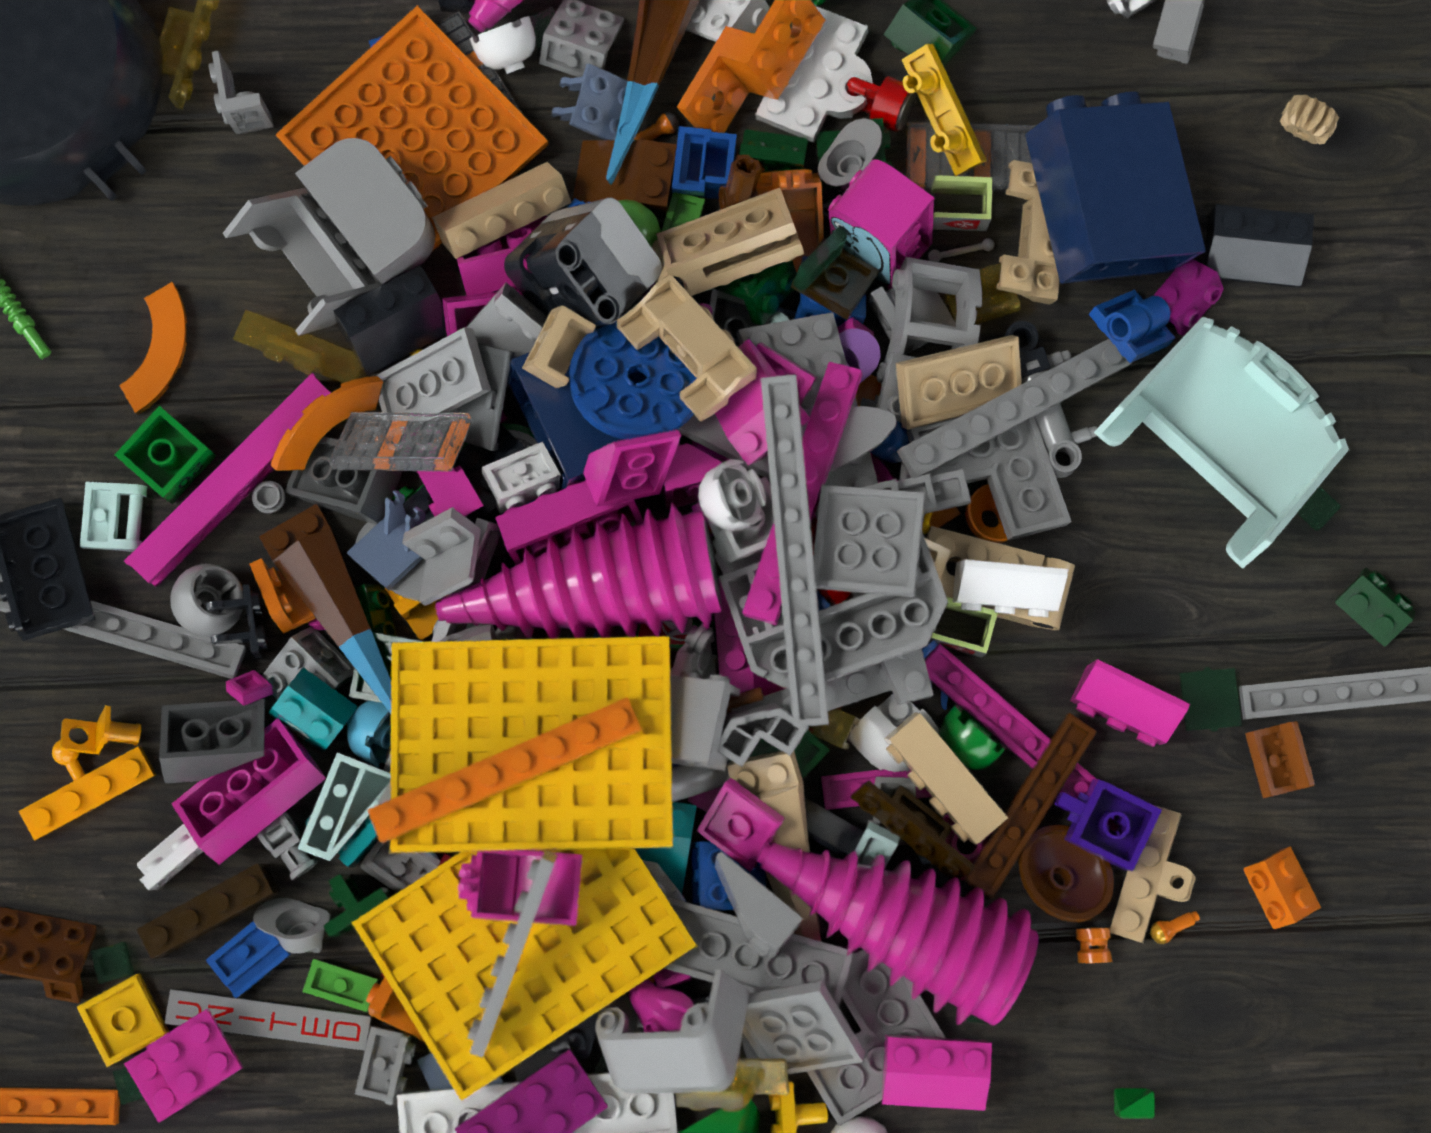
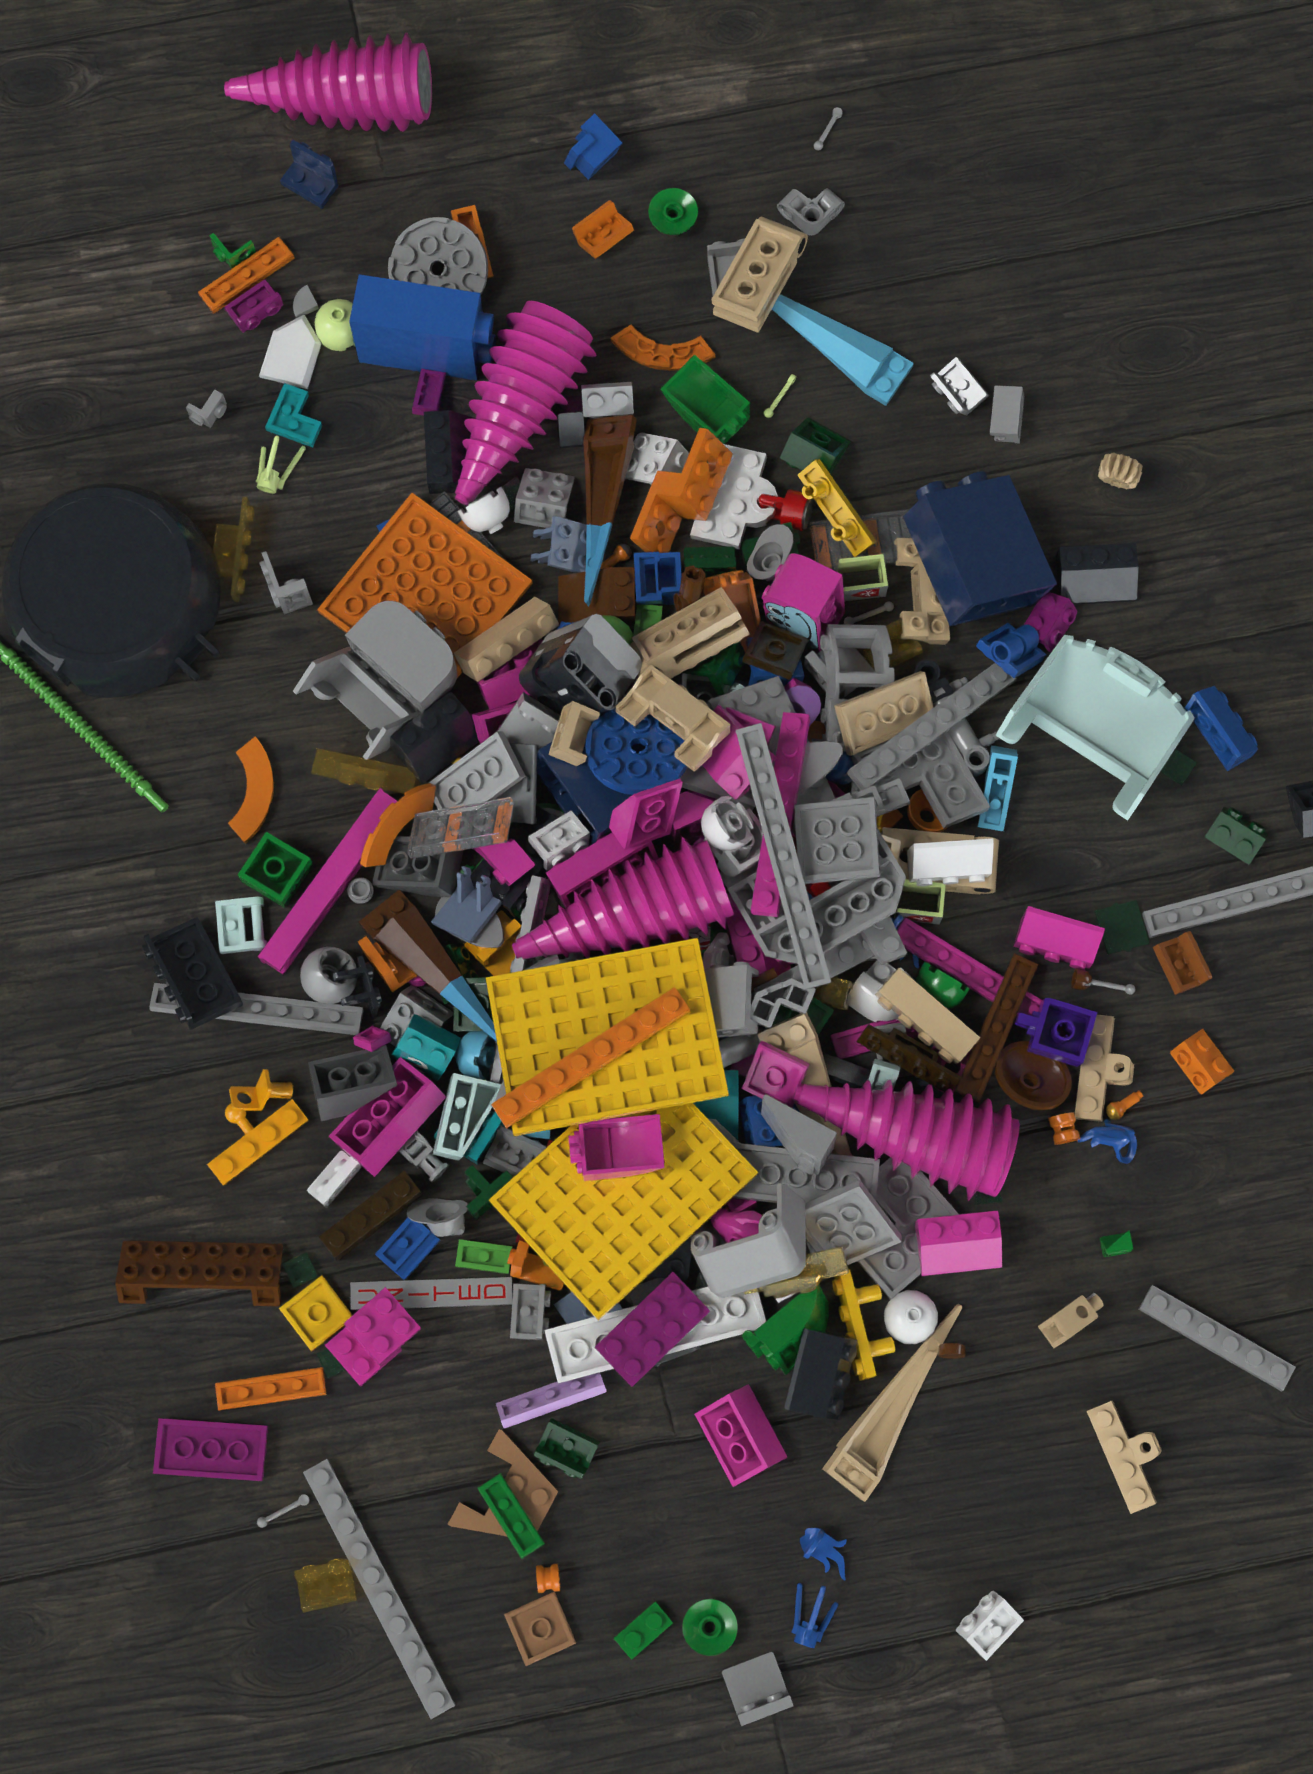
camera: 10 degrees left, 5 degrees down
(450, 552) = (514, 903): light grey bracket -> none
(516, 939) = (616, 1206): light grey plate -> none
(698, 639) = (719, 939): light grey plate -> none
(820, 259) = (762, 636): clear green tile -> none
(1086, 496) = (998, 787): none -> medium azure slope
(1149, 759) = (1082, 980): none -> hinge
(1154, 966) = (1114, 1136): none -> blue piece
(1381, 467) = (1221, 727): none -> blue slope

